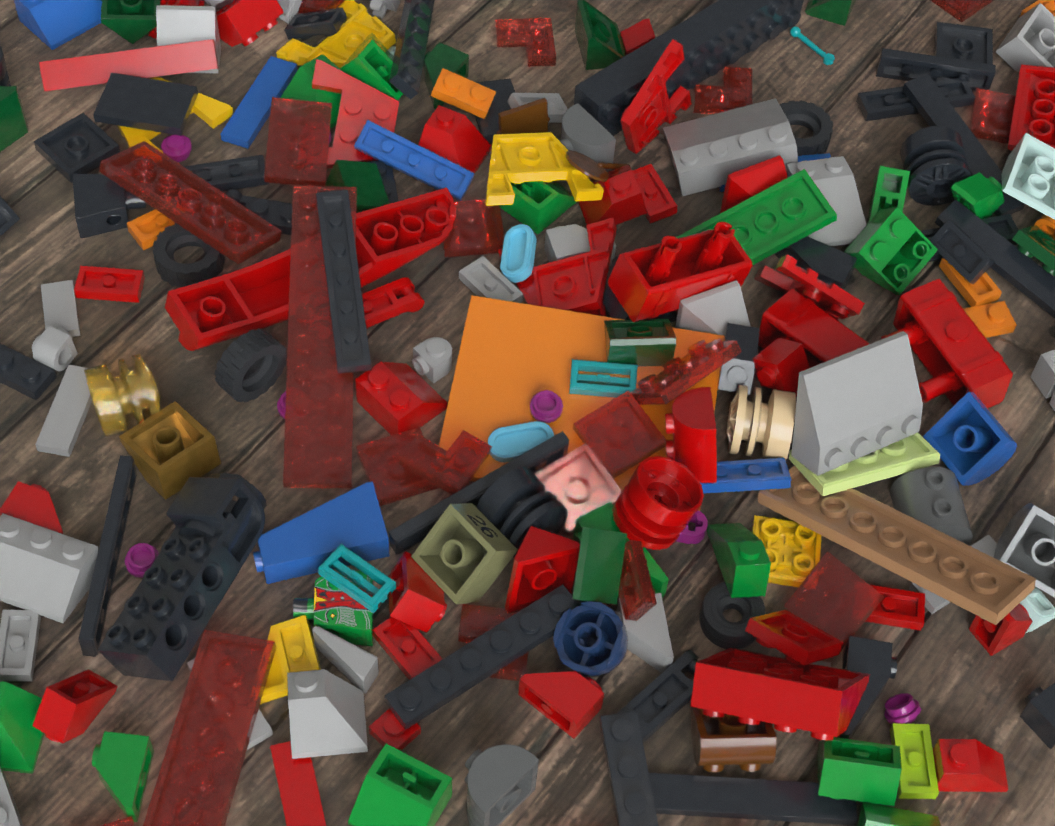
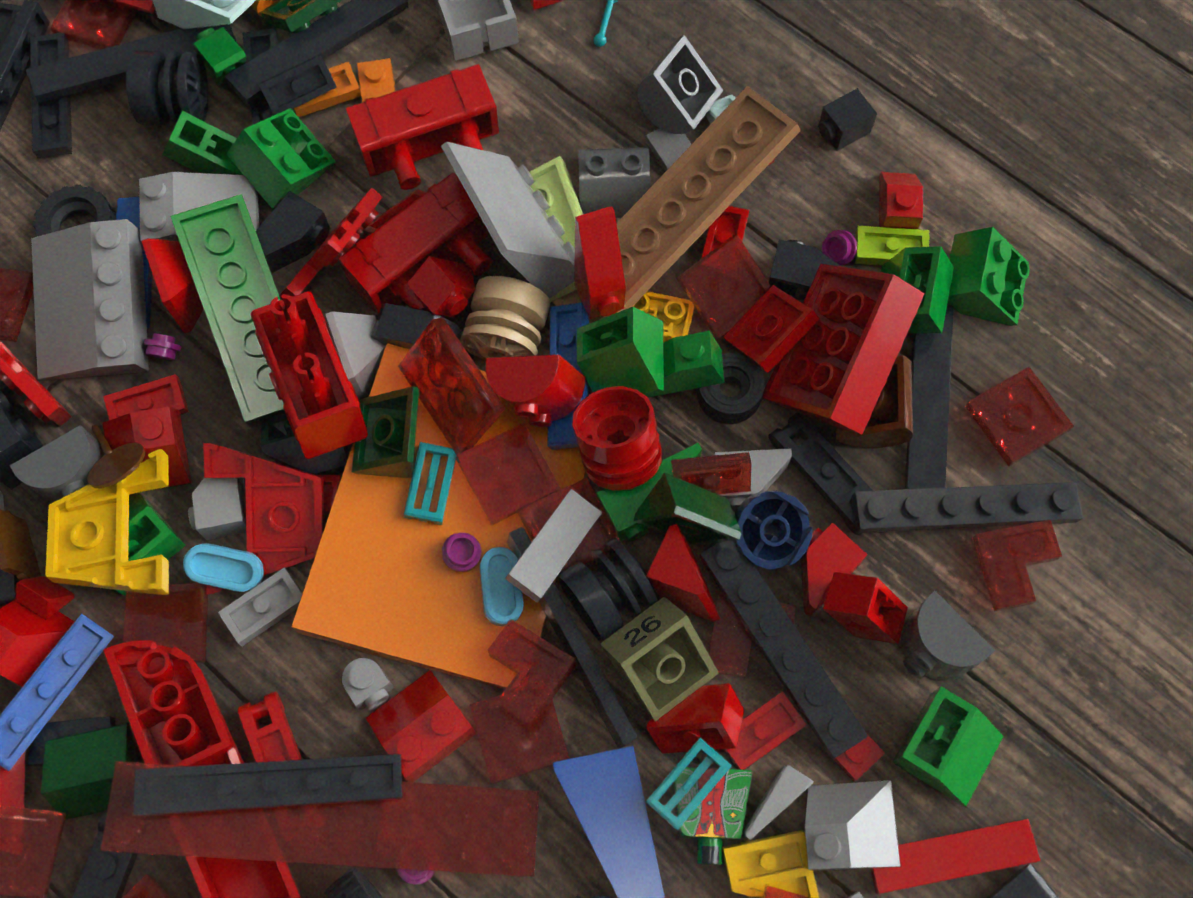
camera: 80 degrees left, 15 degrees up
(482, 150) = (42, 595): none -> red slope
(524, 711) = (865, 607): none -> red brick
(556, 464) = (553, 546): none -> light grey tile
(701, 197) = (162, 347): none -> magenta plate
(740, 504) = (623, 352): none -> green slope
(816, 466) = (599, 263): none -> red slope
(971, 440) = (540, 125): blue brick -> none

